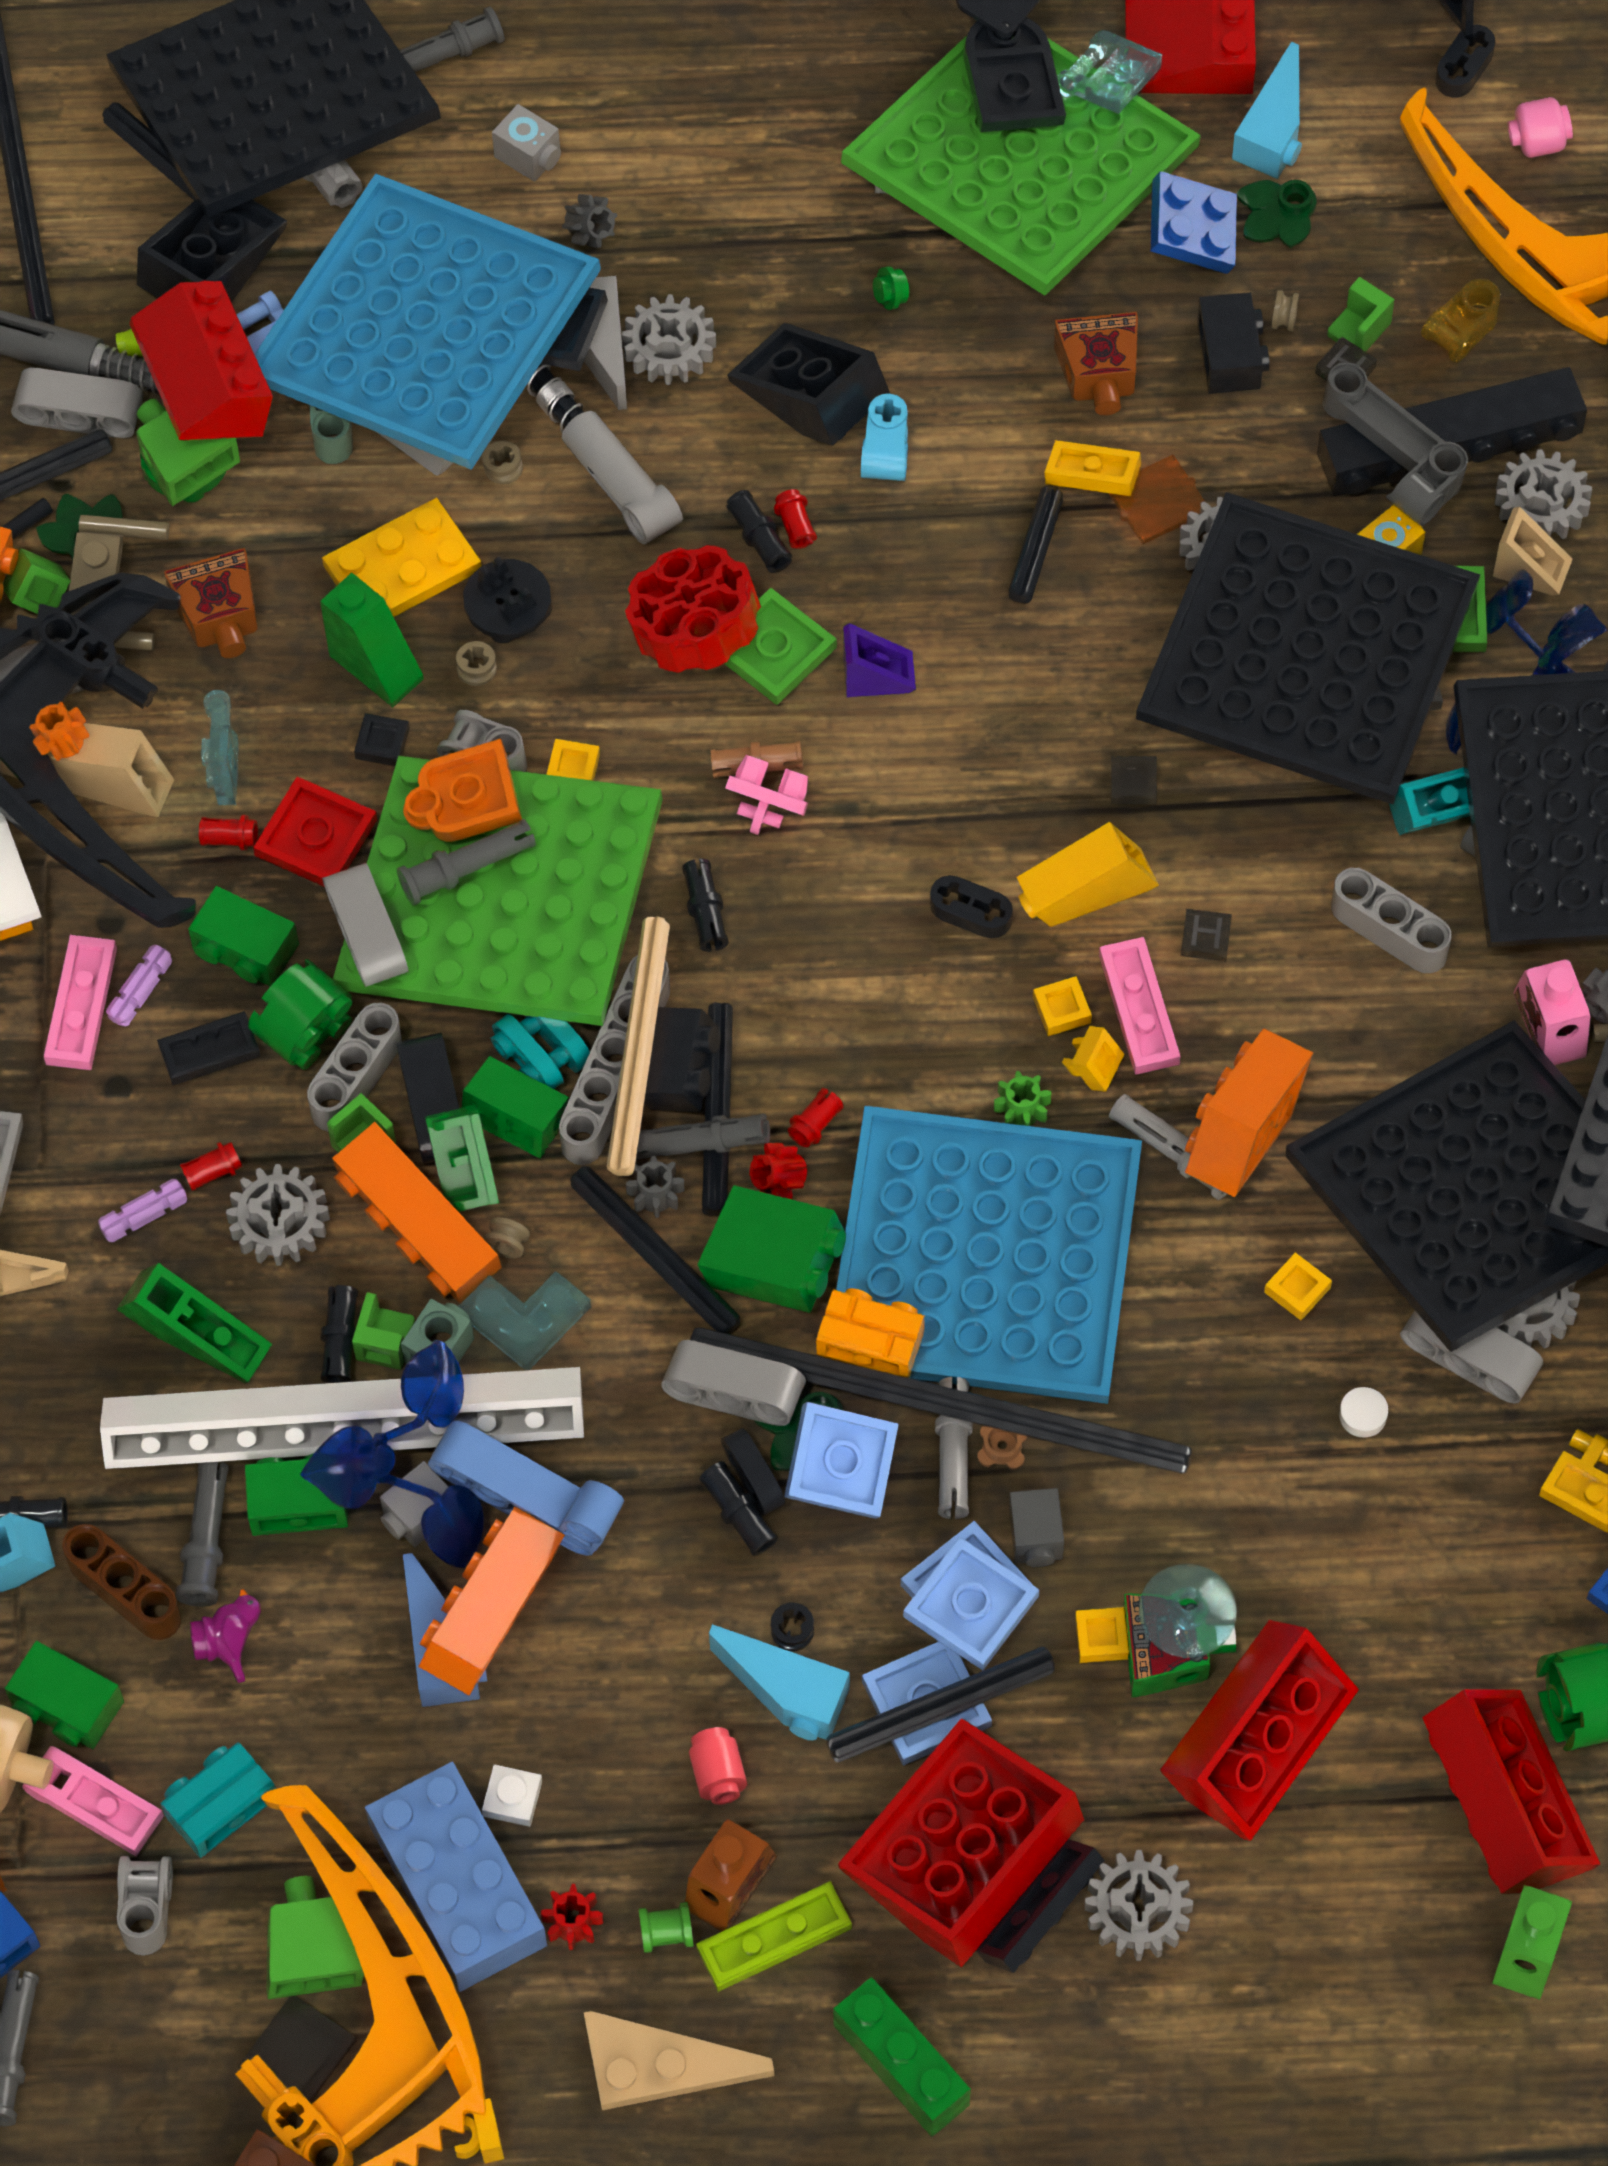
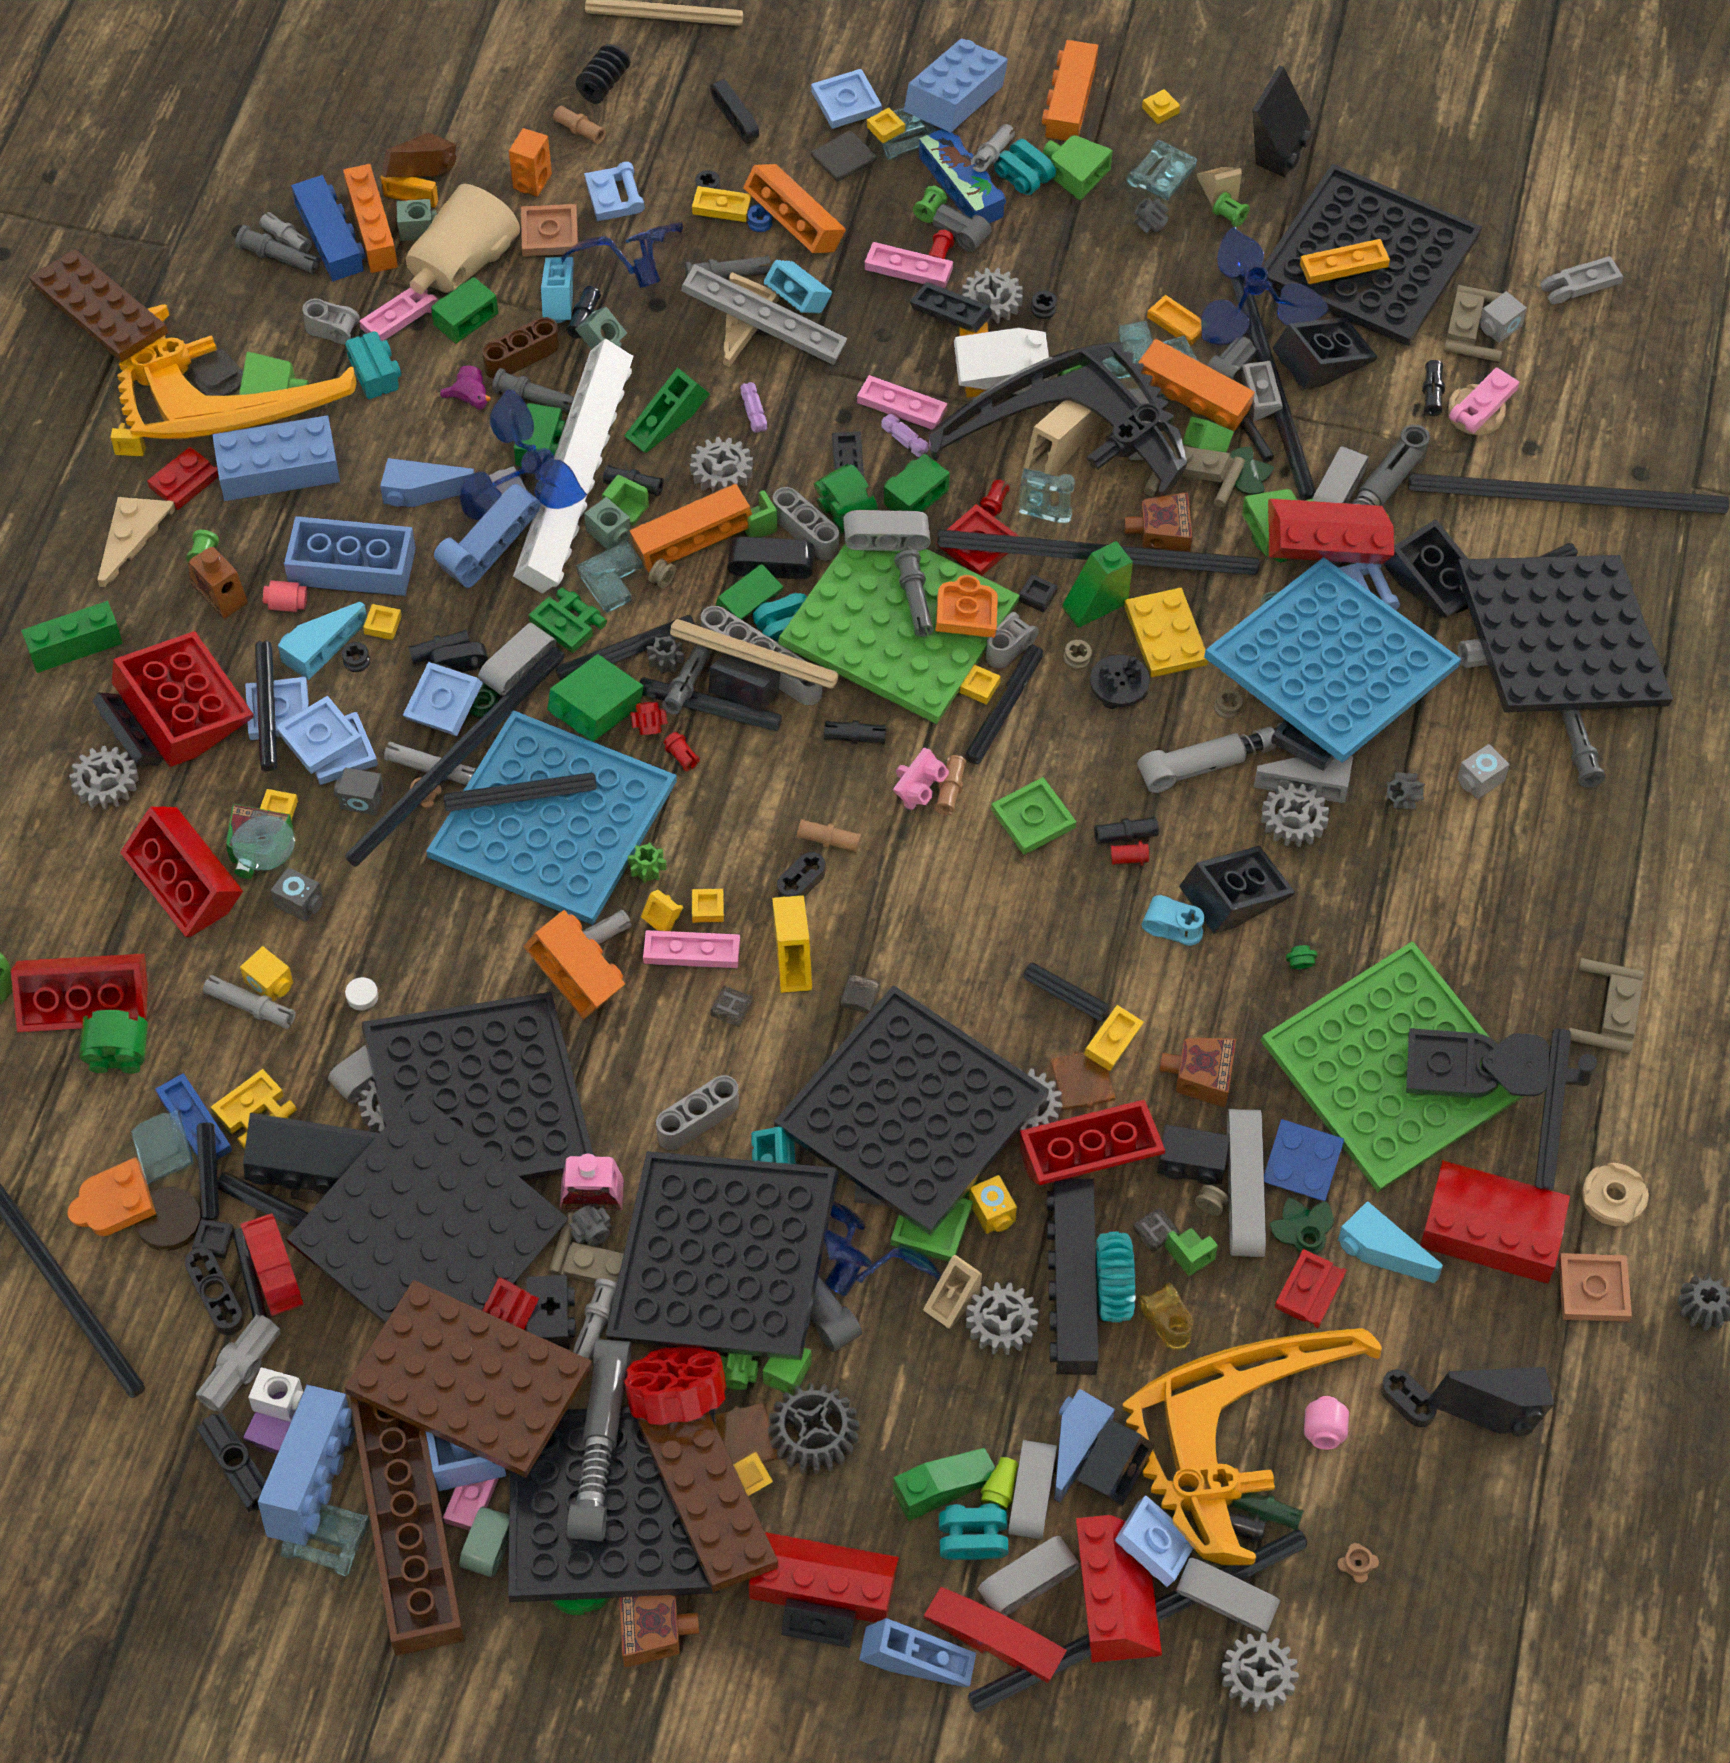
camera: 105 degrees right, 5 degrees down
(59, 731) = (1071, 399): orange gear -> none
(62, 1463) = (591, 328): none -> sand green brick
(211, 1165) = (769, 449): red pin -> none
(298, 672) = (1083, 550): none -> black axle
(462, 1158) = (717, 559): green hinge -> none
(490, 1601) = (421, 496): orange brick -> none
(512, 1795) = (316, 501): white plate -> none
(526, 2021) = (183, 478): none -> red plate
(583, 1923) = (228, 507): red gear -> none
(597, 731) = (1004, 704): none -> black axle
(621, 1685) = (350, 556): none -> medium blue brick
(642, 1351) = (563, 625): none -> green plate
(693, 608) = (1069, 768): red connector -> none
(719, 1605) = (382, 622): none -> yellow plate
(774, 1936) = (176, 600): lime tile -> none
(870, 1332) = (512, 727): light orange brick -> none
(875, 664) = (998, 865): dark purple slope -> none
(893, 887) = (829, 835): none -> medium nougat pin
(972, 1295) = (519, 791): none -> black axle
(1117, 79) = (1440, 1141): clear light blue plate -> none
(1243, 1548) = (297, 894): none -> dark grey brick
(1277, 437) = (1089, 1143): none -> red slope
(1295, 265) = (1246, 1183): none -> light grey beam
(1298, 1286) = (454, 973): yellow tile -> none
(1364, 183) = (1310, 1288): none -> red plate
(1388, 1541) = (267, 974): none -> yellow brick
(1402, 438) = (1062, 1224): dark grey piece -> none
(1437, 1552) = (259, 1006): none -> light grey pin
(1451, 364) = (1115, 1277): none -> teal gear

